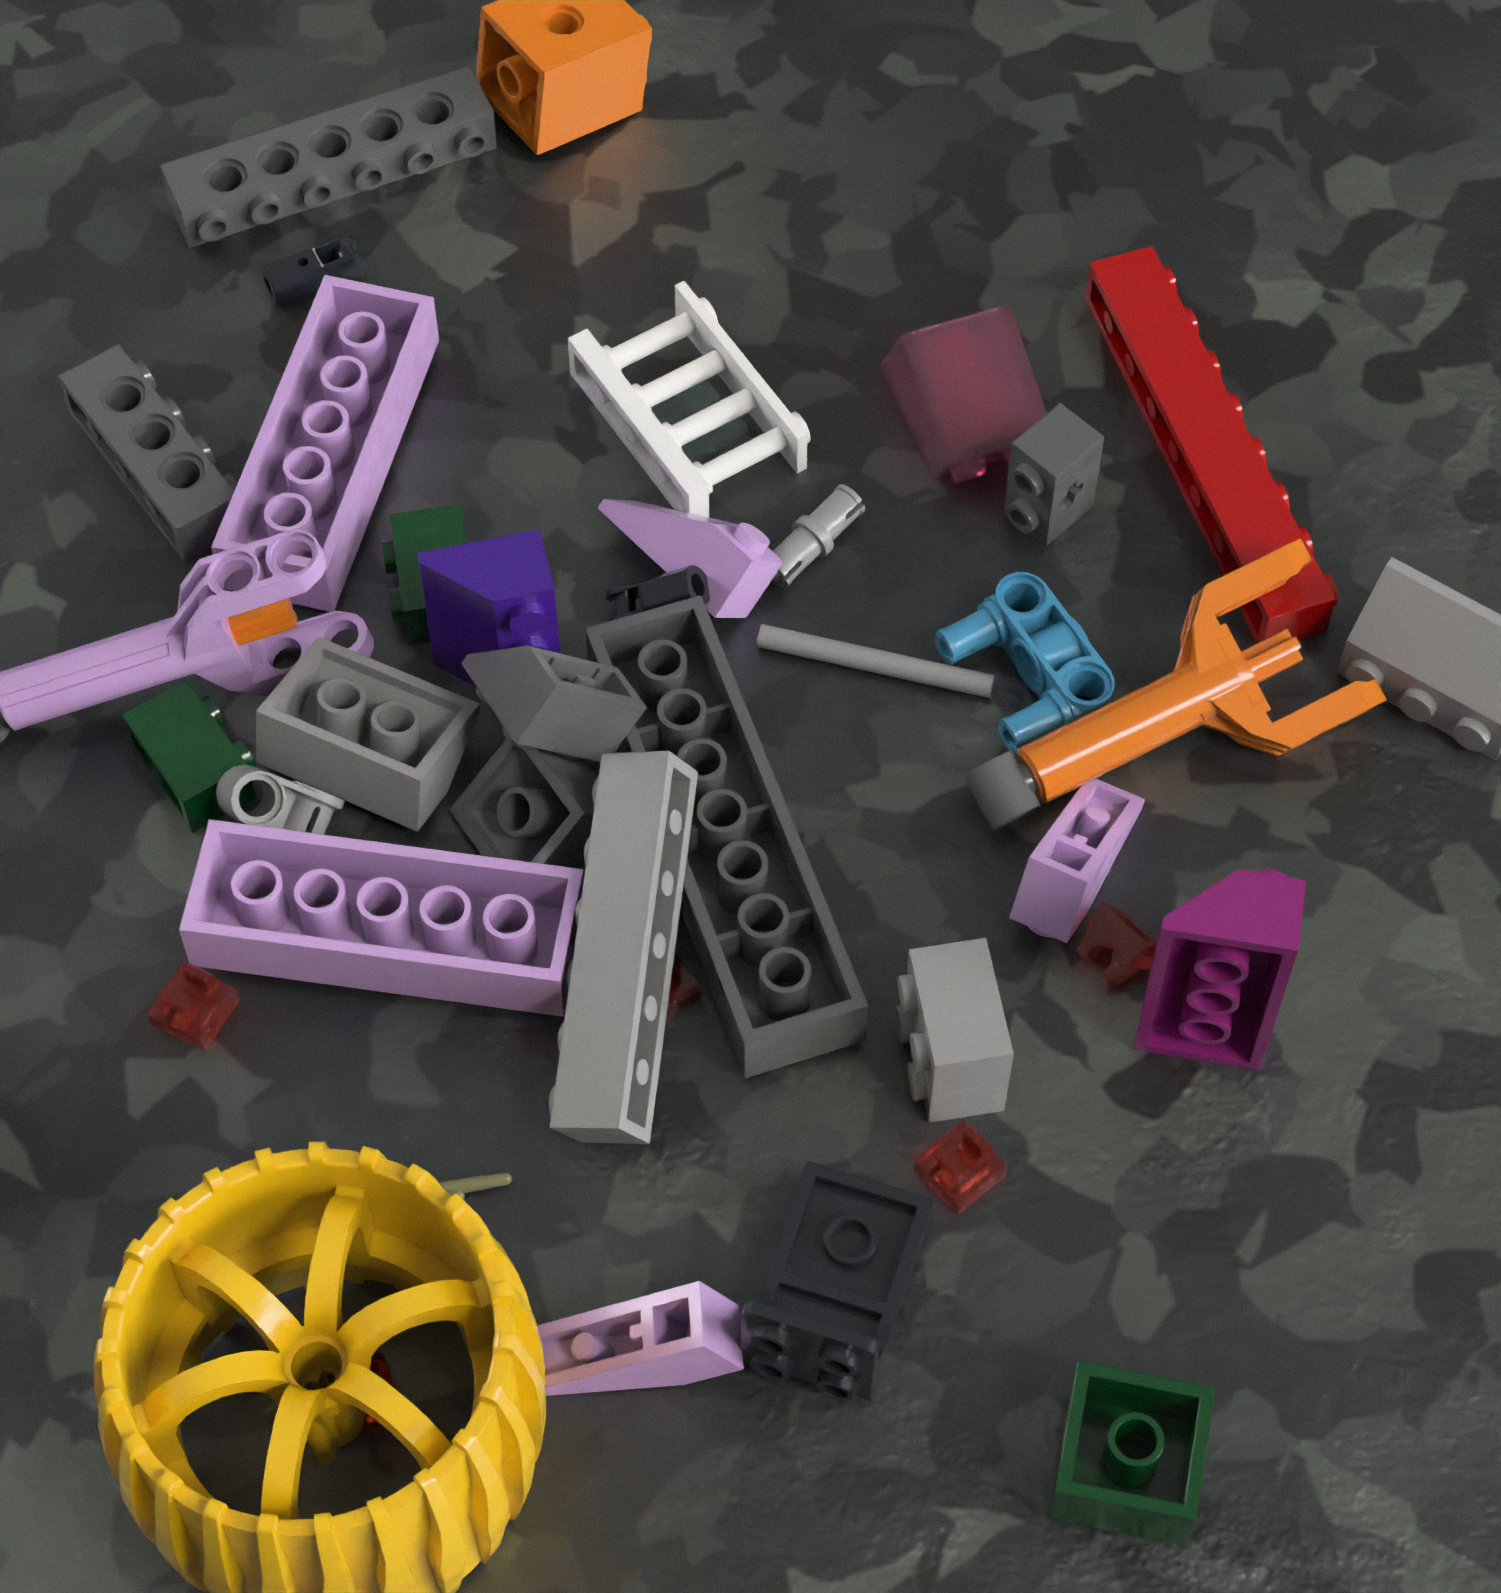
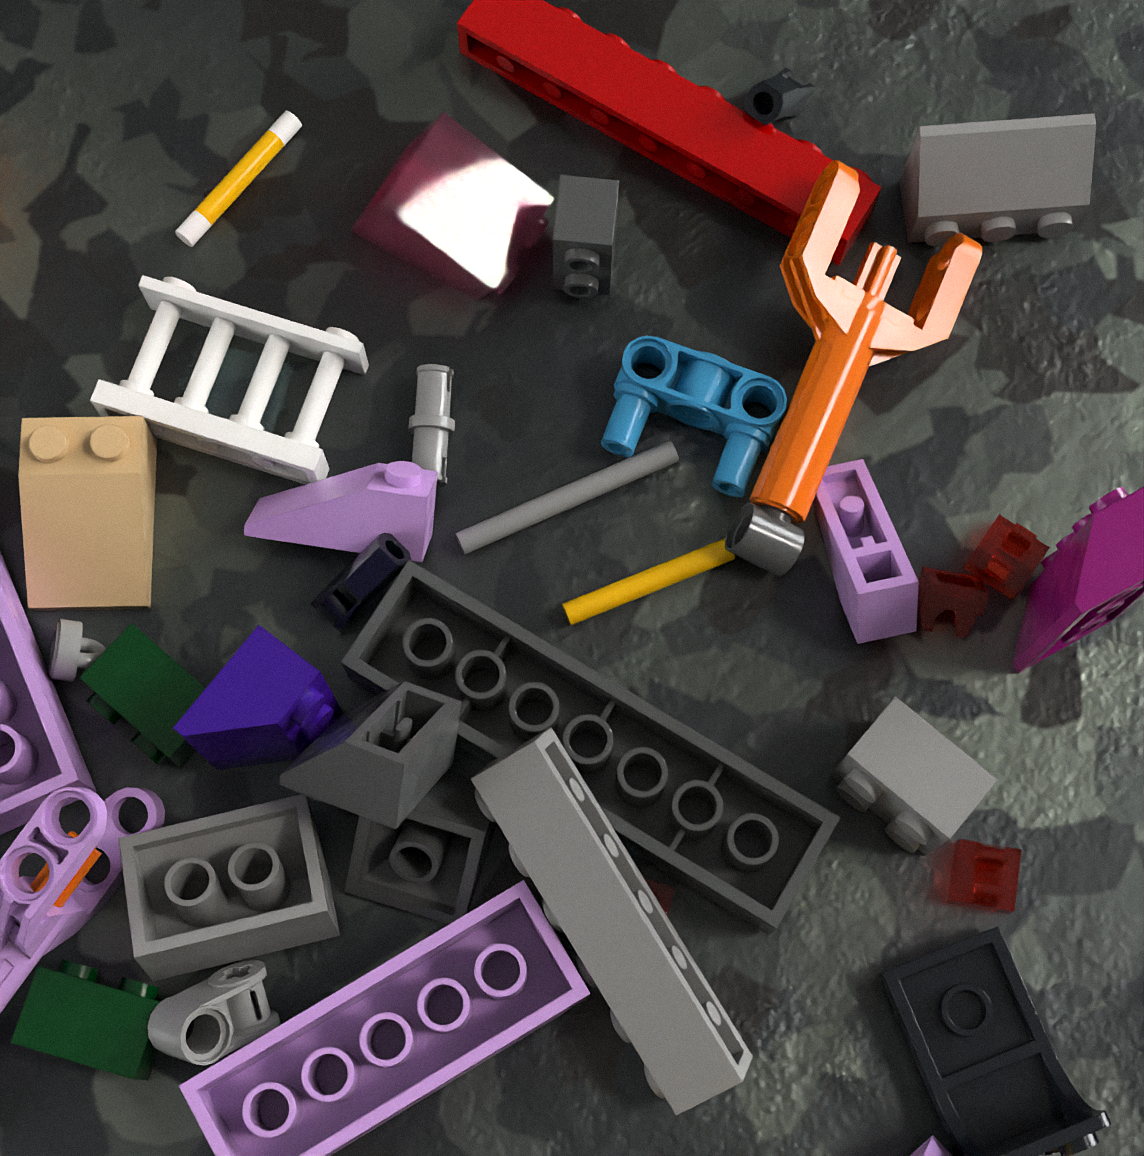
camera: 40 degrees left, 15 degrees up
(398, 497) = (71, 650): none -> light grey tile
(501, 418) = (87, 512): none -> tan slope
(824, 273) = (238, 178): none -> yellow bar
(881, 763) = (646, 582): none -> yellow bar
(1312, 484) = (778, 98): none -> black bar

